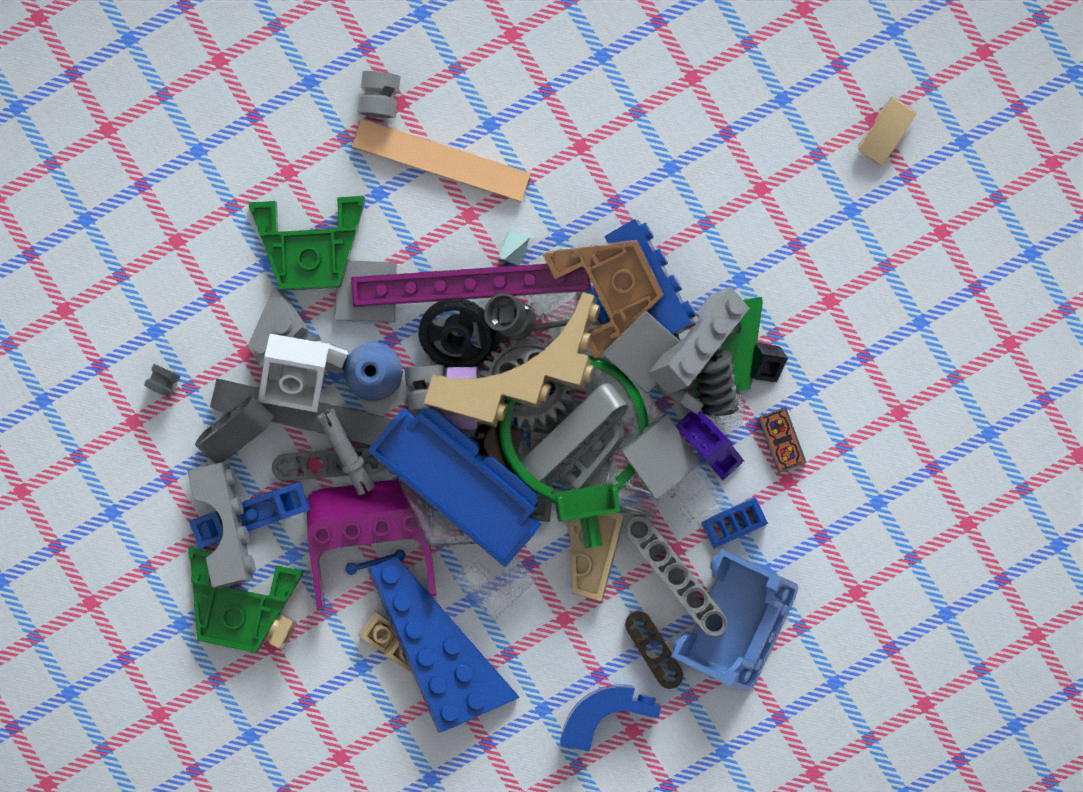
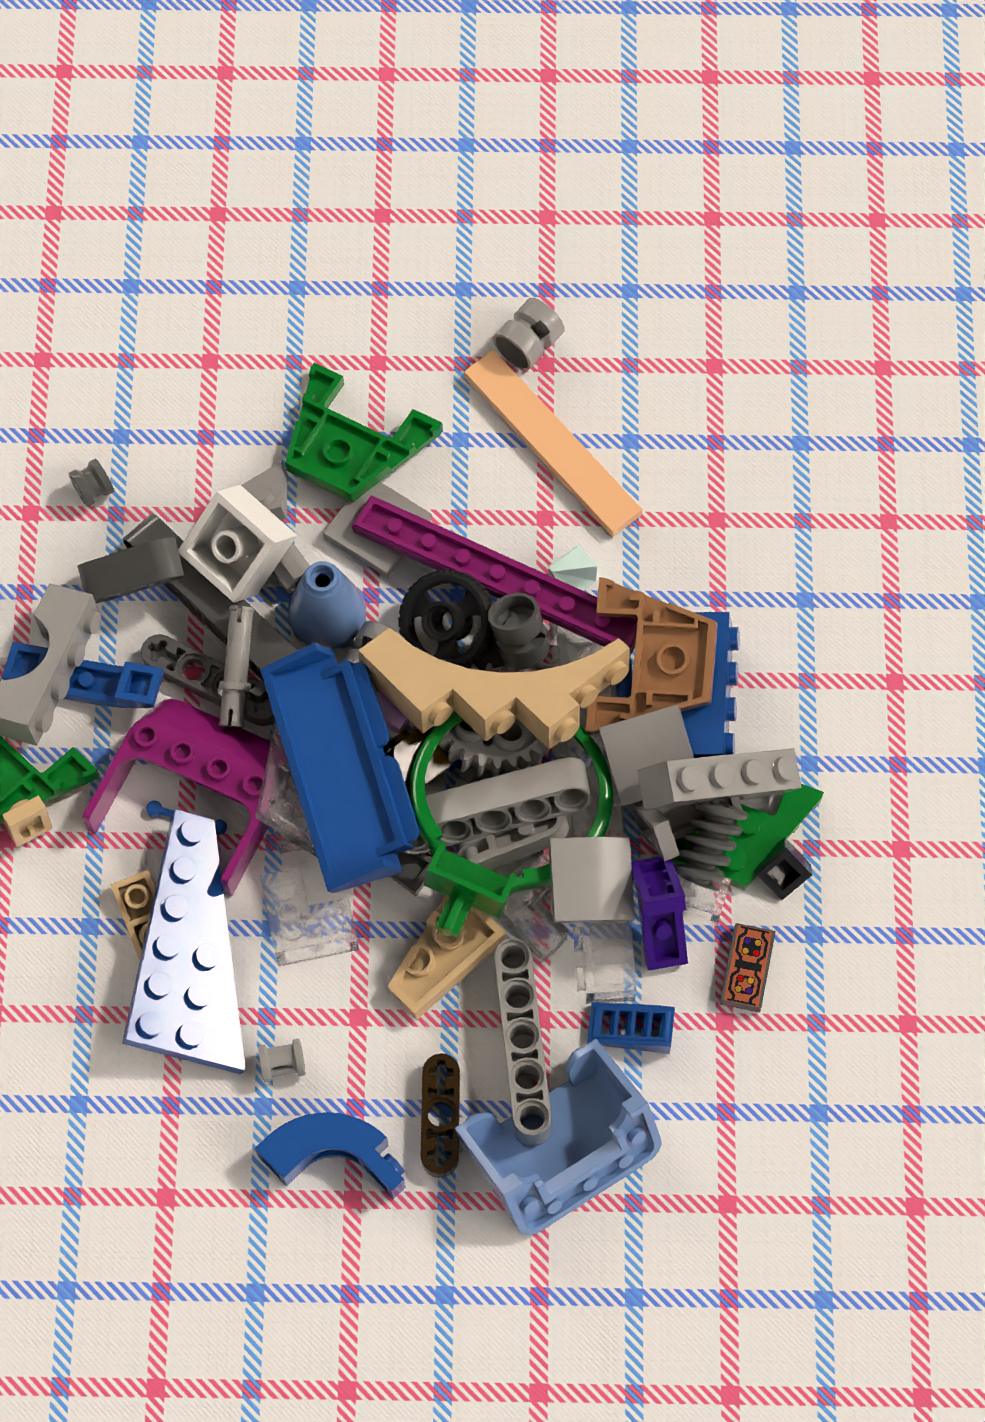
camera: 30 degrees right, 20 degrees down
(538, 678) = (281, 1060): none -> light grey bush

